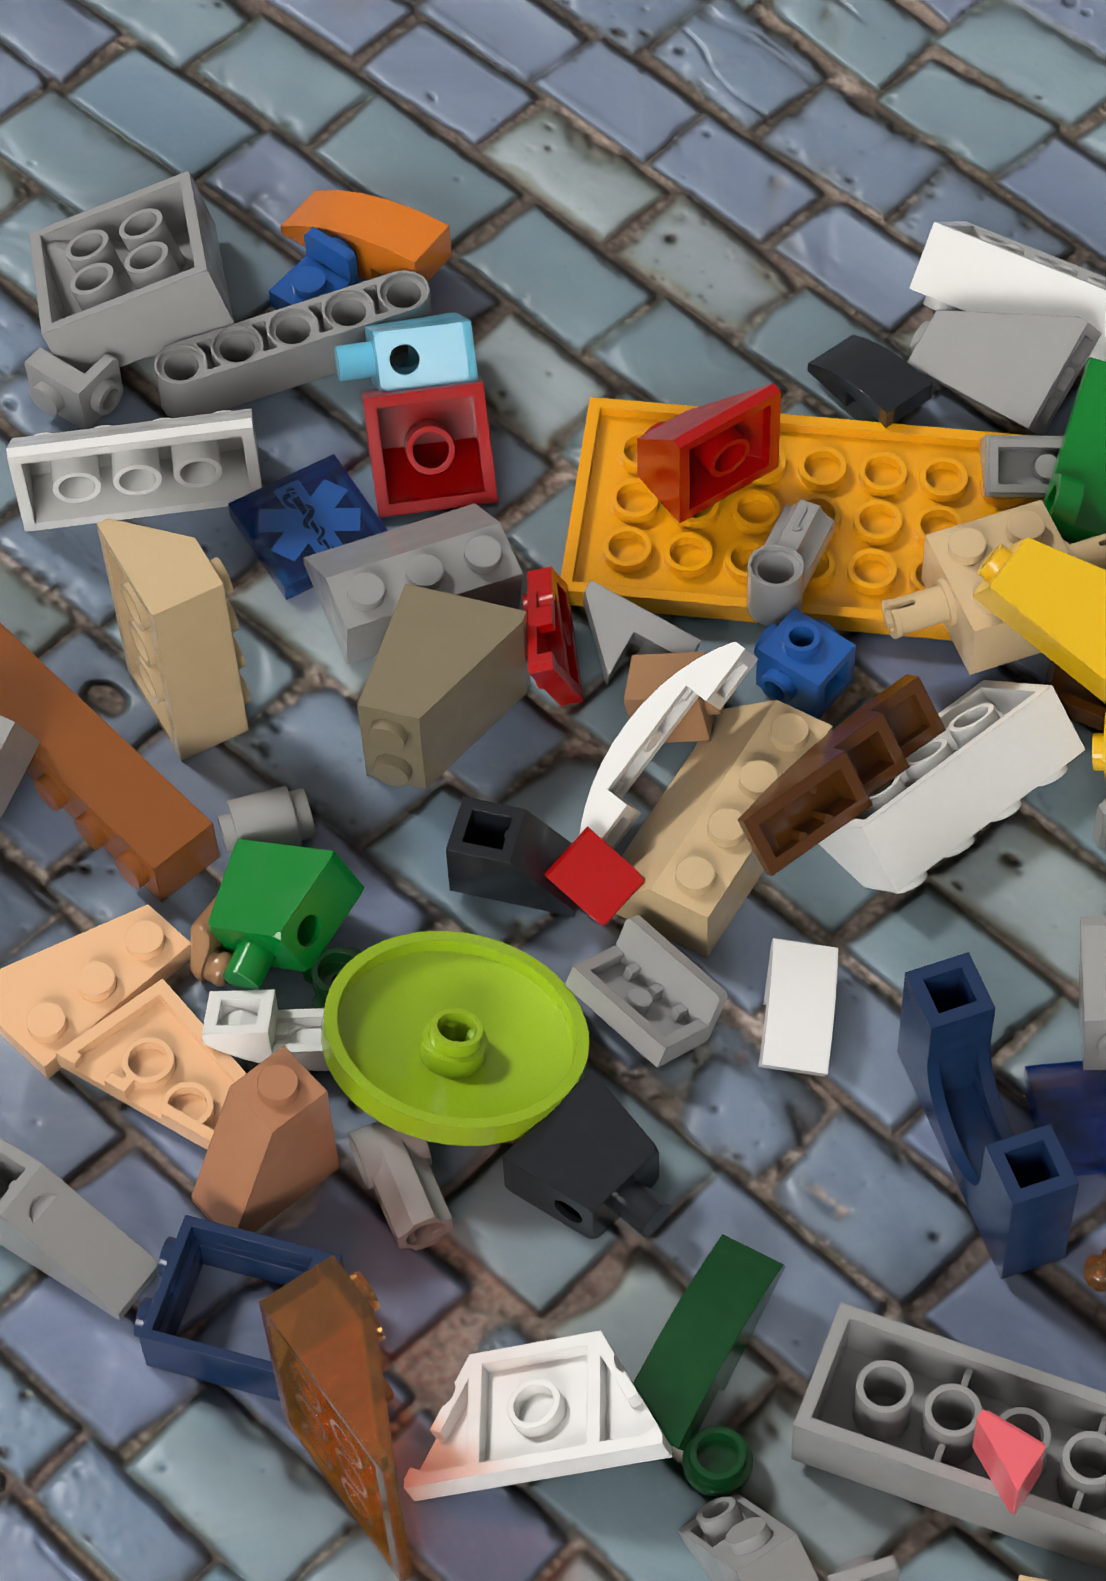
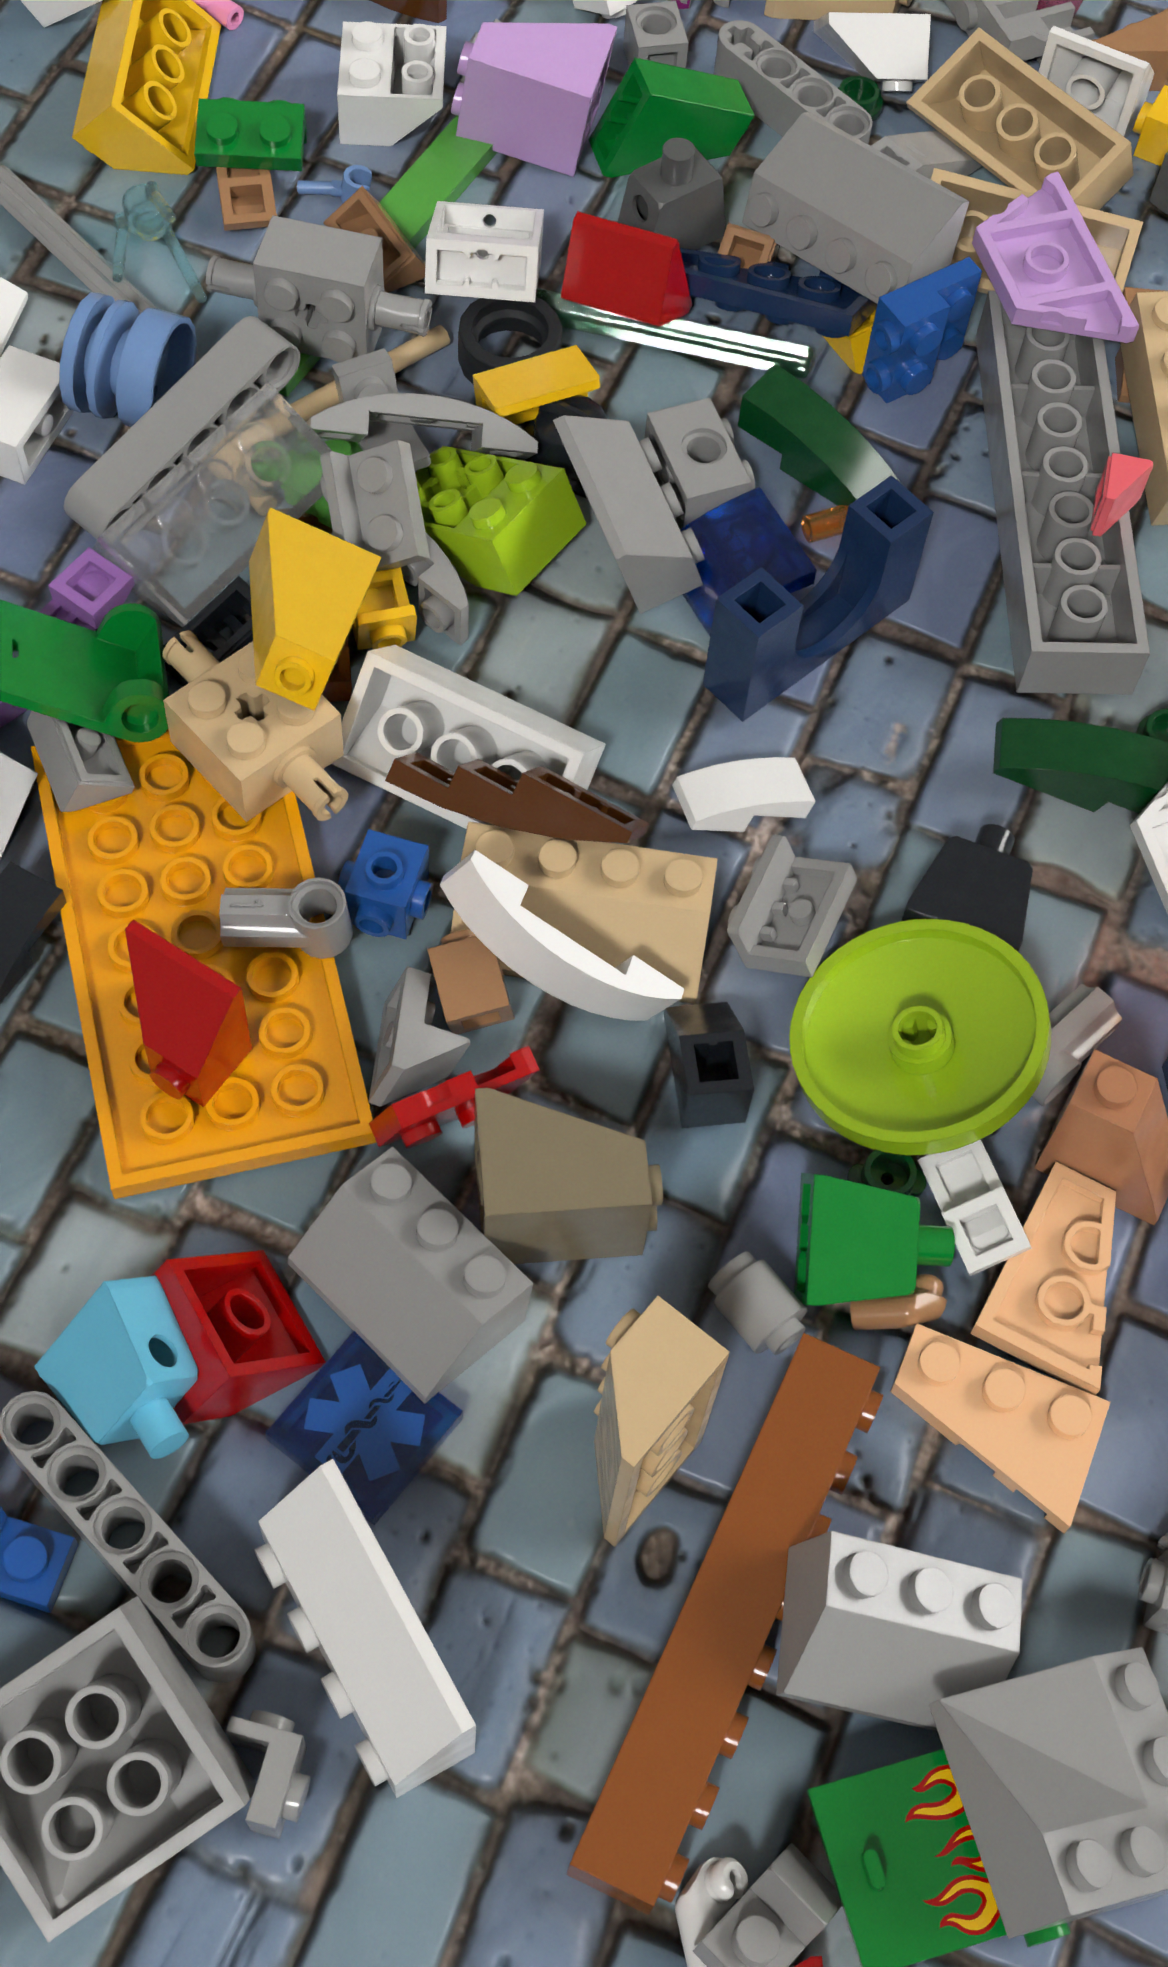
camera: 120 degrees left, 5 degrees up
(595, 876) = (706, 971): red slope -> none

